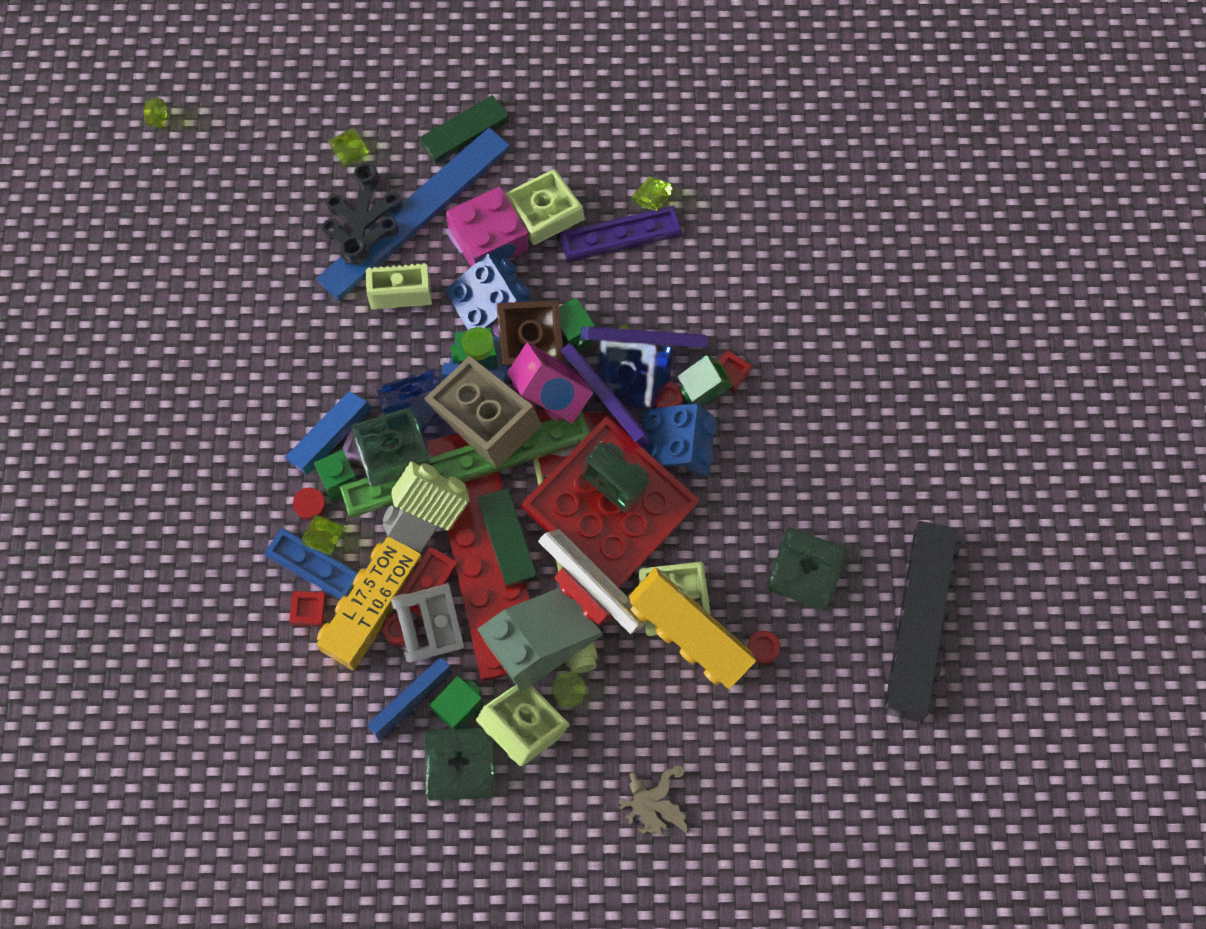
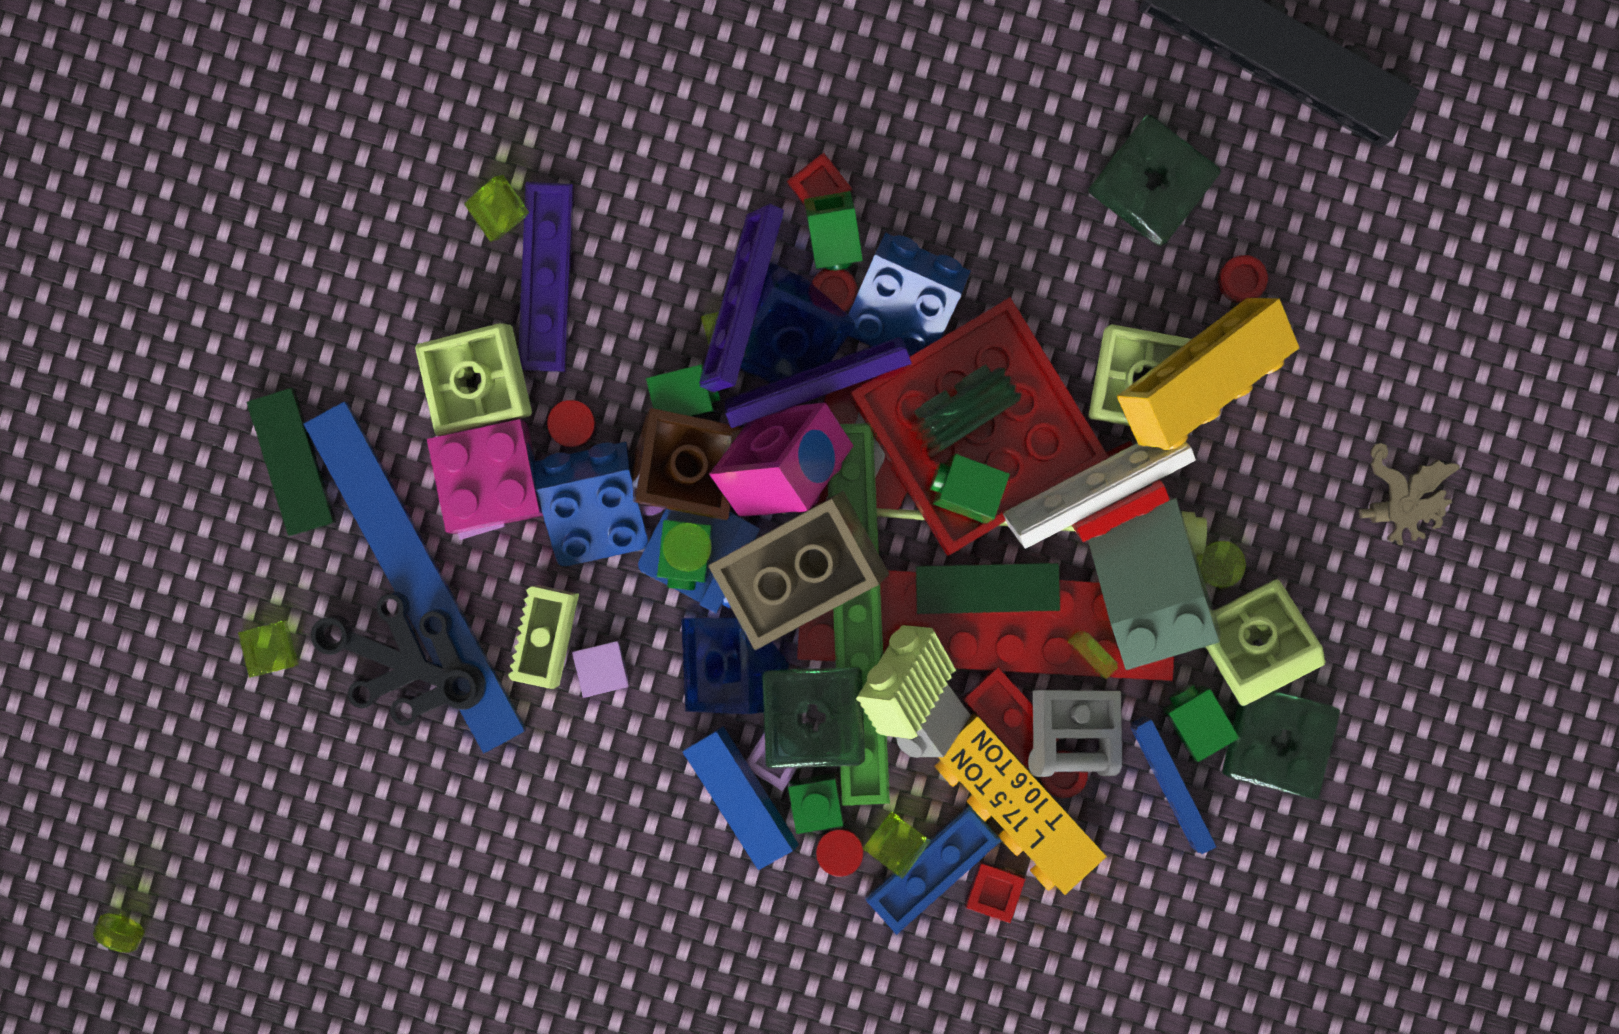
camera: 80 degrees left, 20 degrees up
(388, 330) = (600, 669): none -> lavender tile
(483, 612) = (1093, 654): none -> clear neon green tile
(535, 272) = (571, 423): none -> red tile
(567, 498) = (969, 488): none -> green brick

